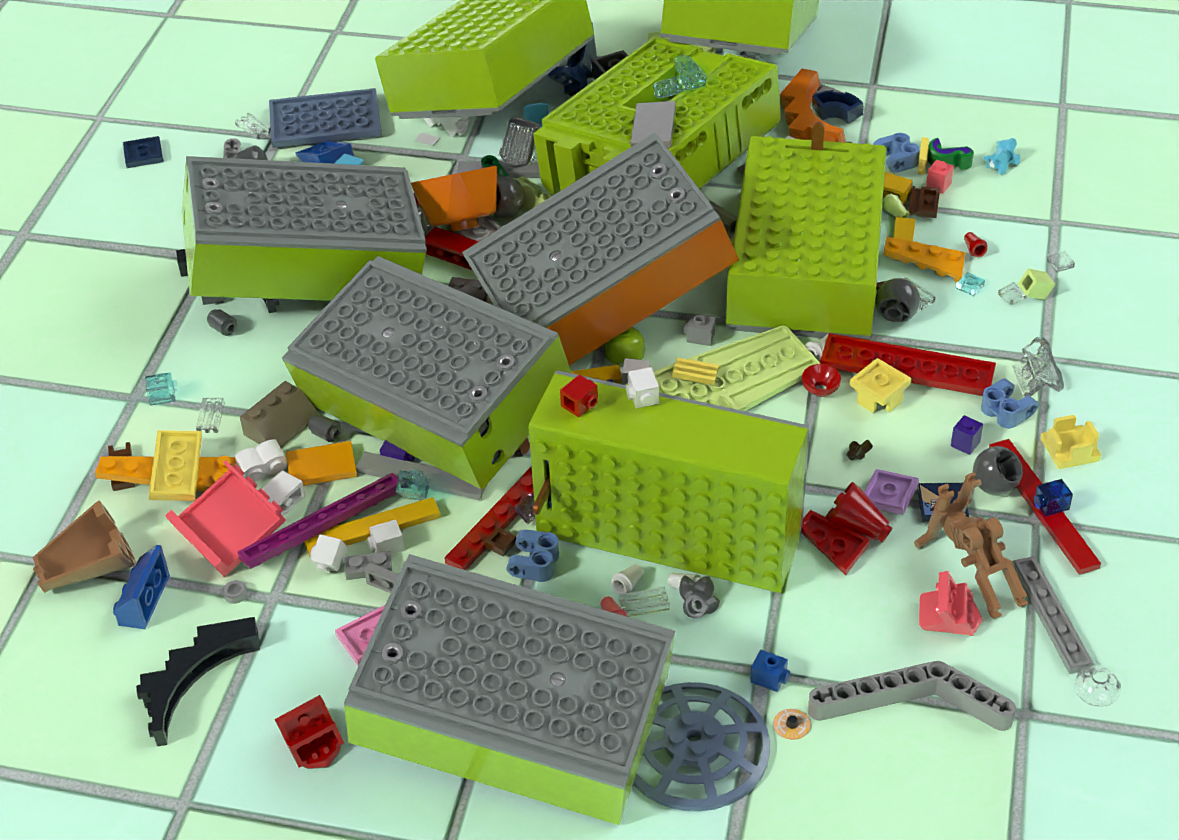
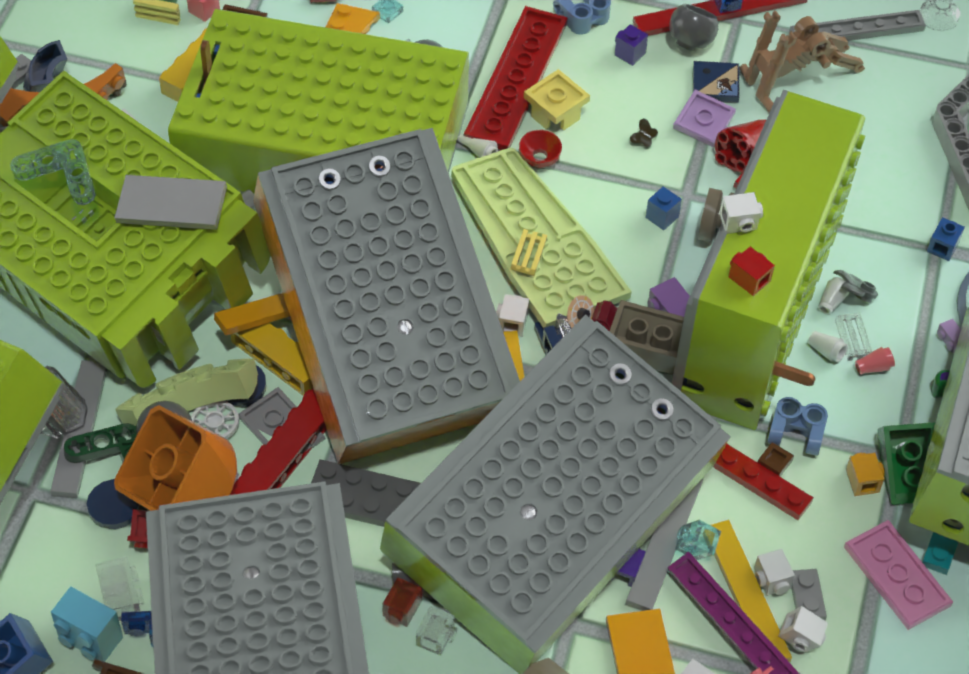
camera: 90 degrees left, 10 degrees up
(324, 427) = (584, 645): dark grey brick -> none
(380, 577) = (841, 561): light grey plate -> none
(525, 509) = (732, 428): plate -> none
(902, 152) = (150, 23): medium blue piece -> none
(949, 608) = (867, 94): coral piece -> none

